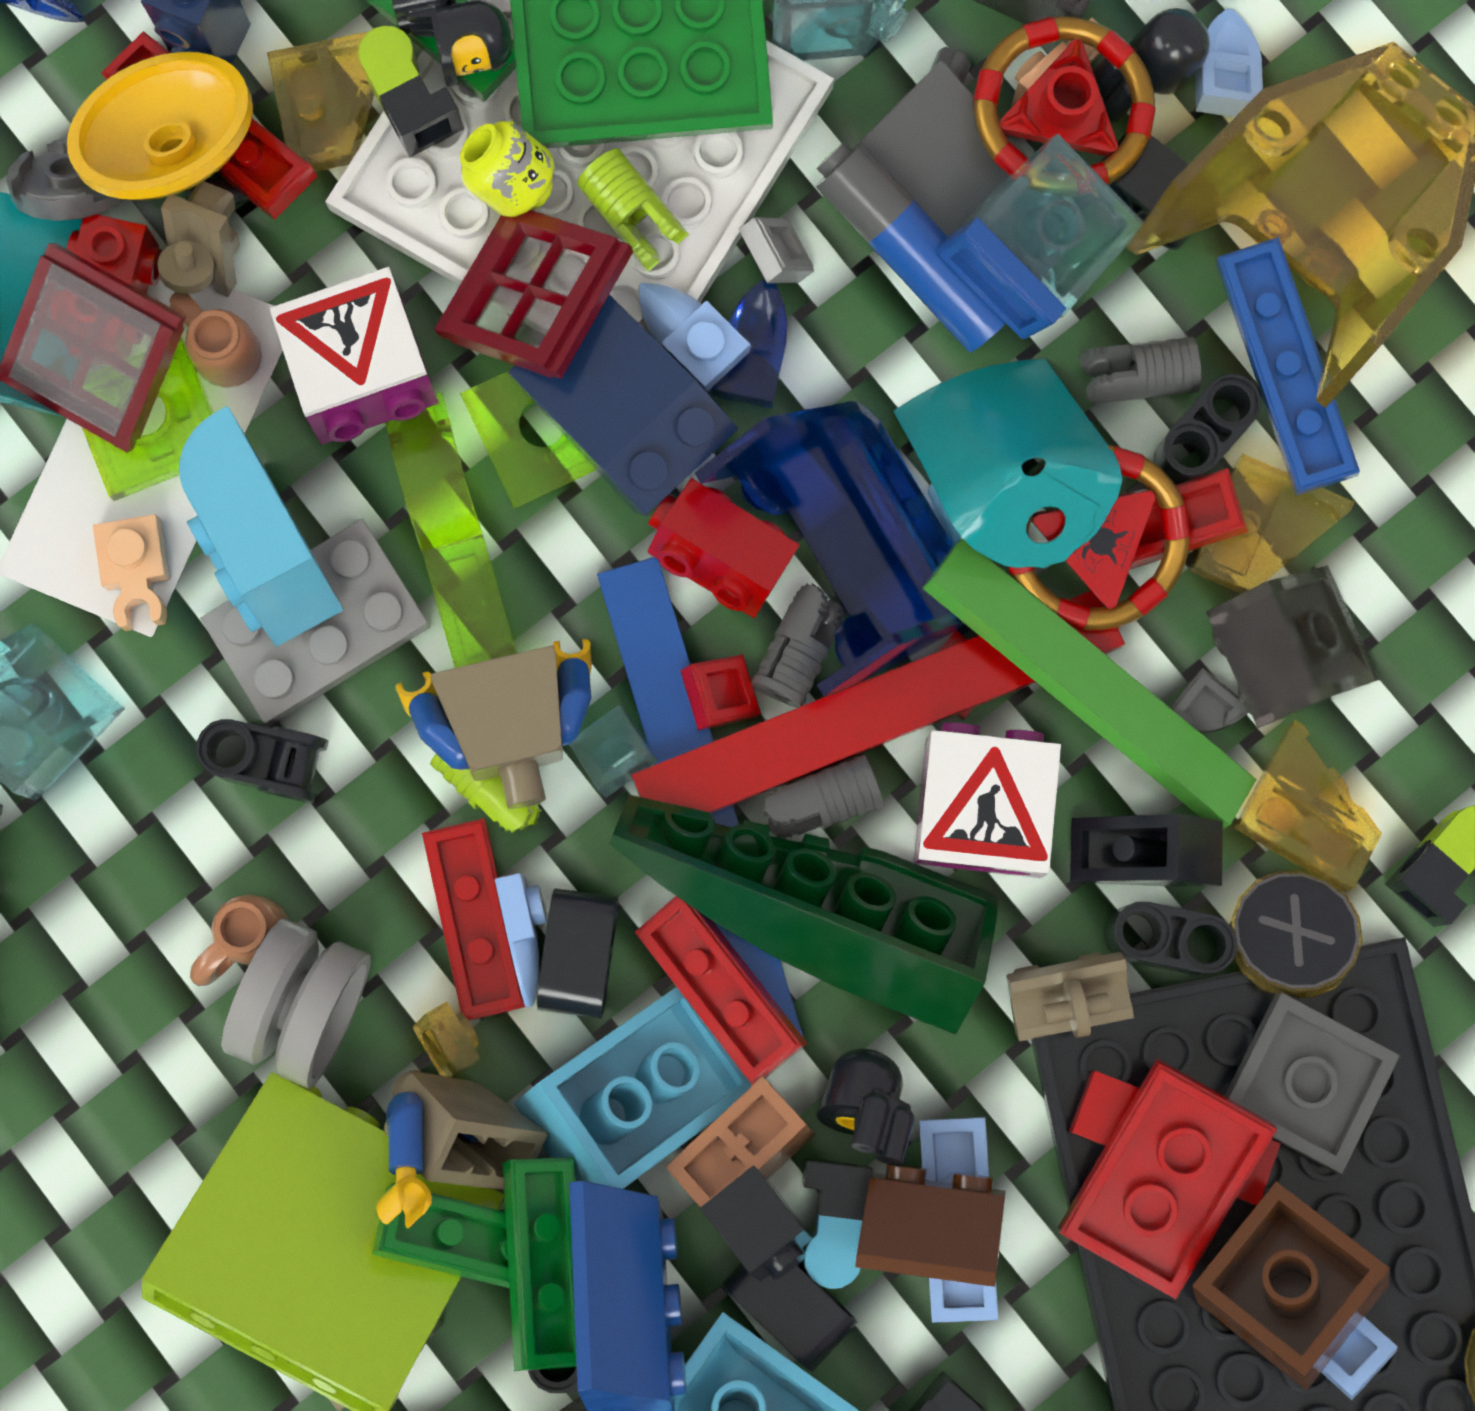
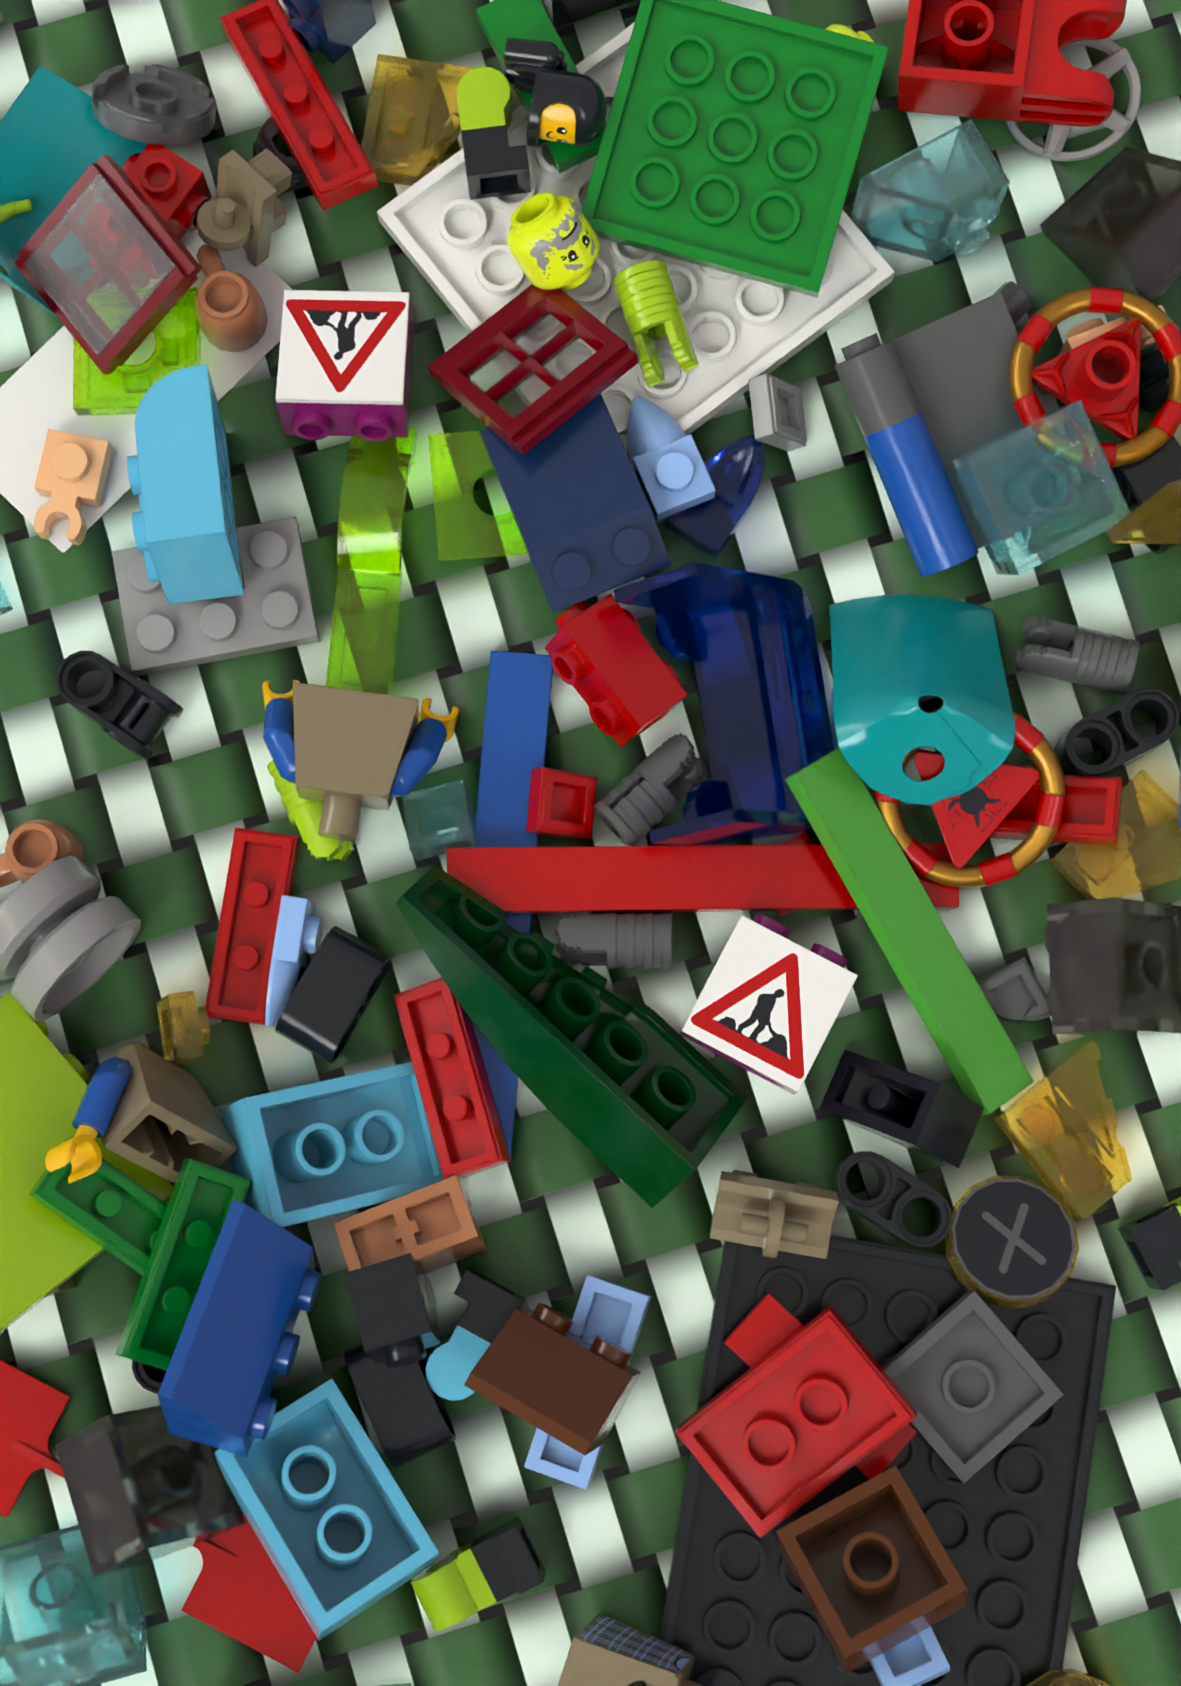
camera: 25 degrees right, 0 degrees up
(160, 126) = (249, 84): yellow dish -> none
(867, 1104) = (544, 1240): black piece -> none
(1001, 279) = (973, 517): blue tile -> none

